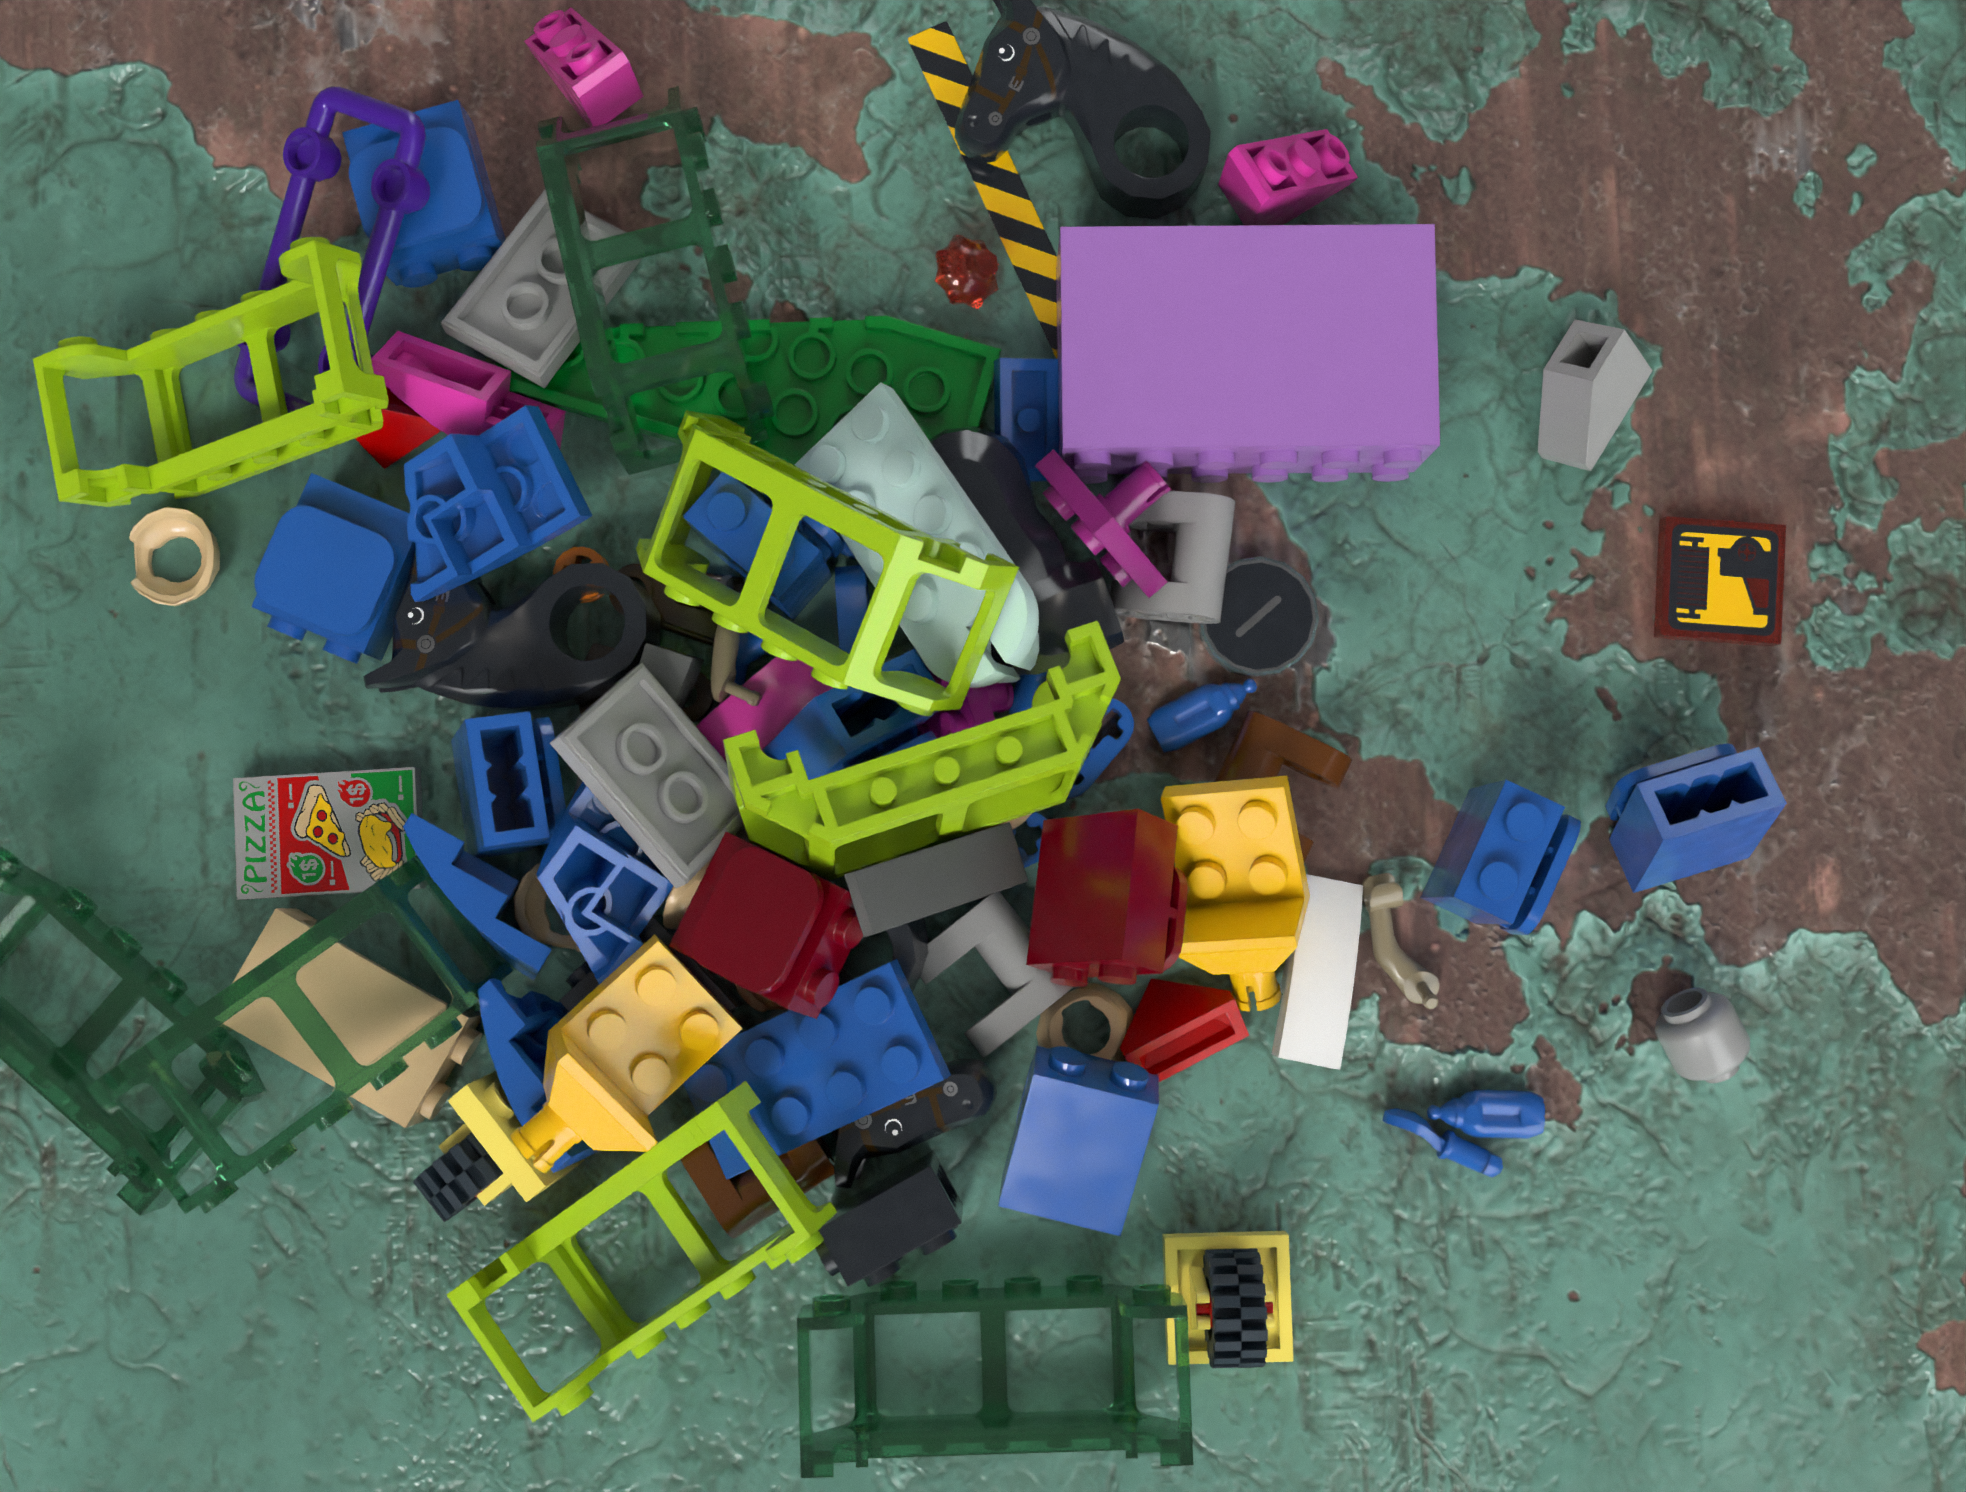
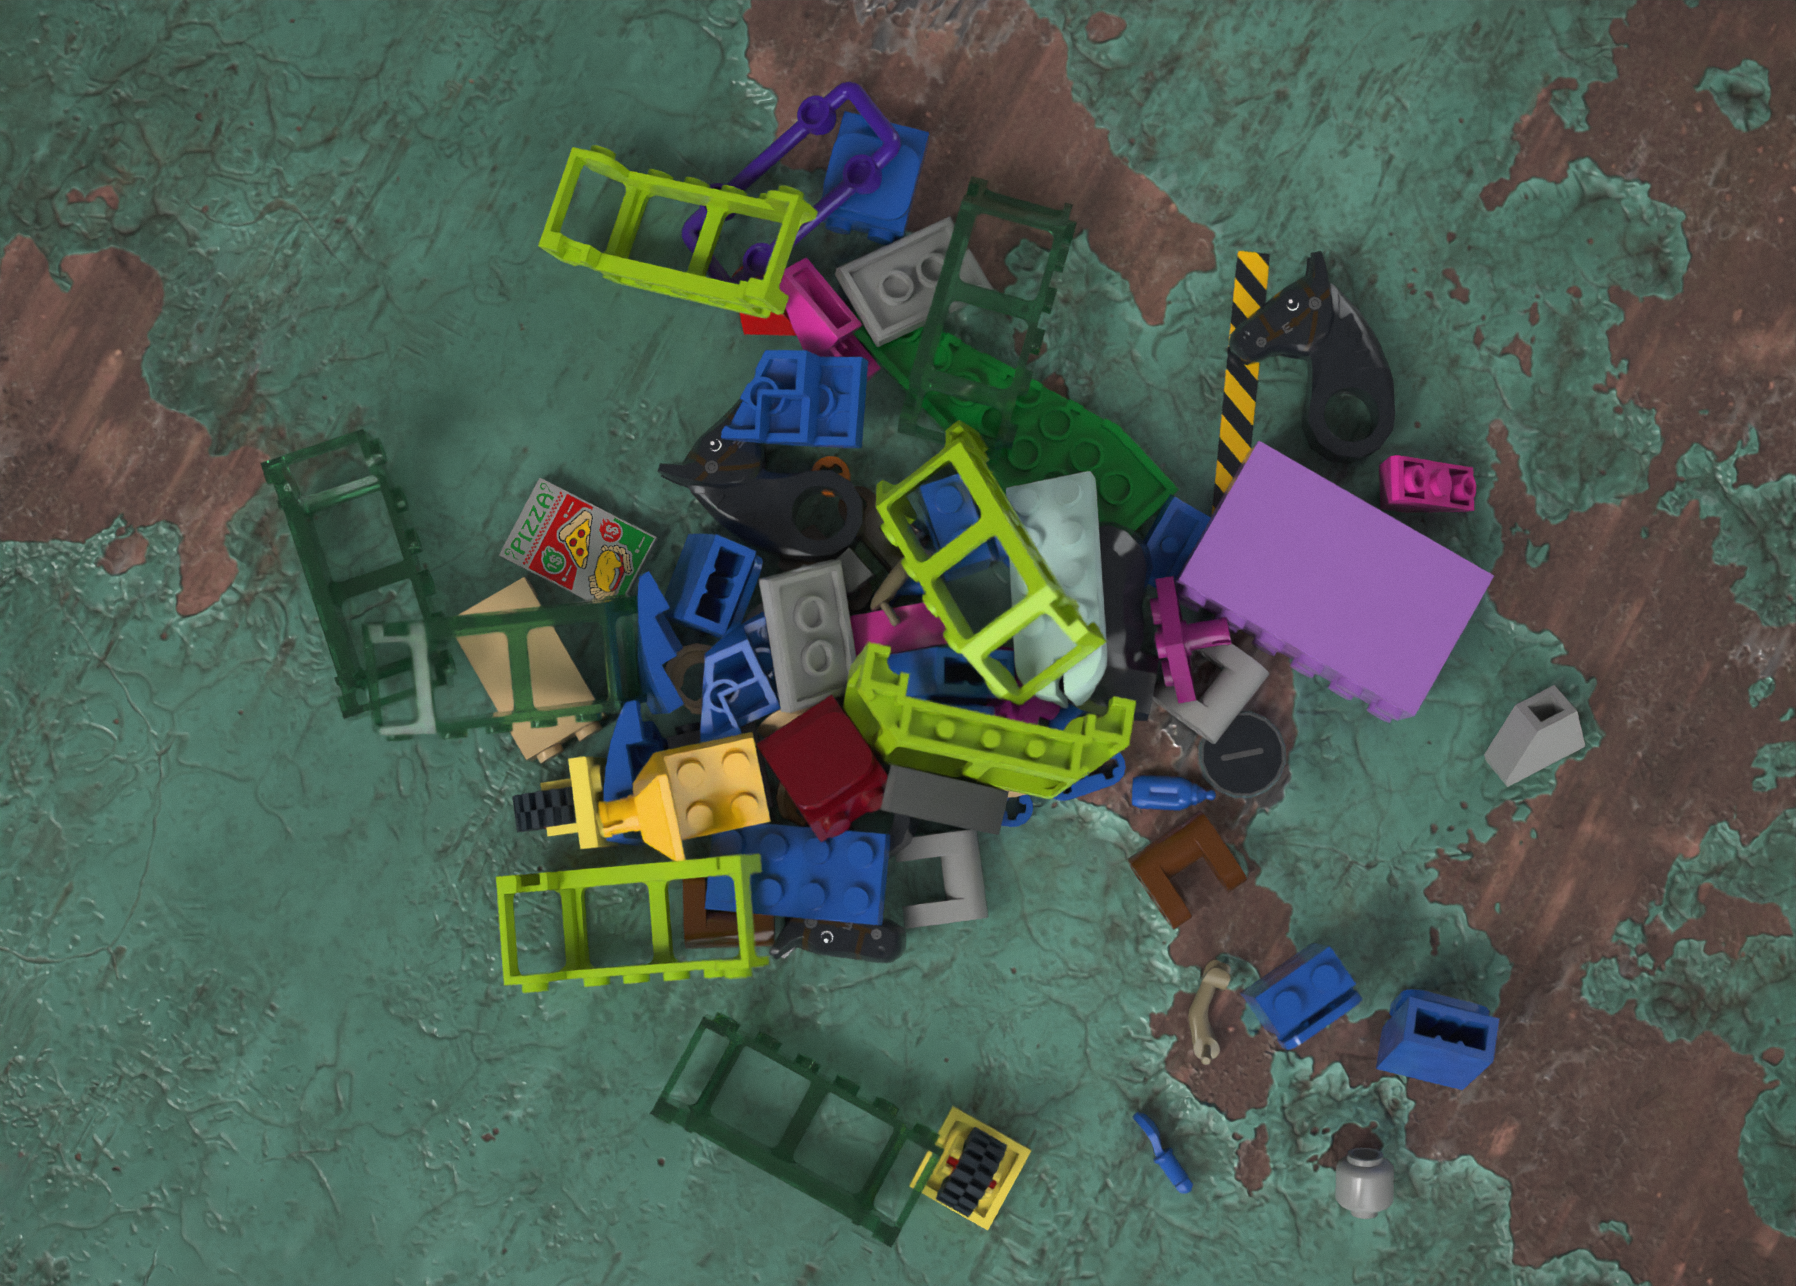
camera: 25 degrees right, 0 degrees up
(155, 531) = (579, 291): tan piece -> none
(336, 570) = (682, 386): blue brick -> none
(584, 66) = (1020, 153): dark pink slope -> none
(851, 603) = (988, 600): blue beam -> none
(891, 1220) = (790, 993): black brick -> none
(966, 271) = (1186, 426): clear red piece -> none
(1079, 1139) = (936, 1012): brick -> none
(1100, 997) = (973, 975): tan piece -> none
(1107, 898) = (1041, 874): dark red brick -> none
(1181, 1027) = (1038, 984): red slope -> none
(1242, 880) = (1129, 912): yellow plate -> none
(1320, 976) = (1147, 999): white slope -> none
(1494, 1114) = (1204, 1154): blue piece -> none
(1720, 581) = (1550, 905): tile -> none

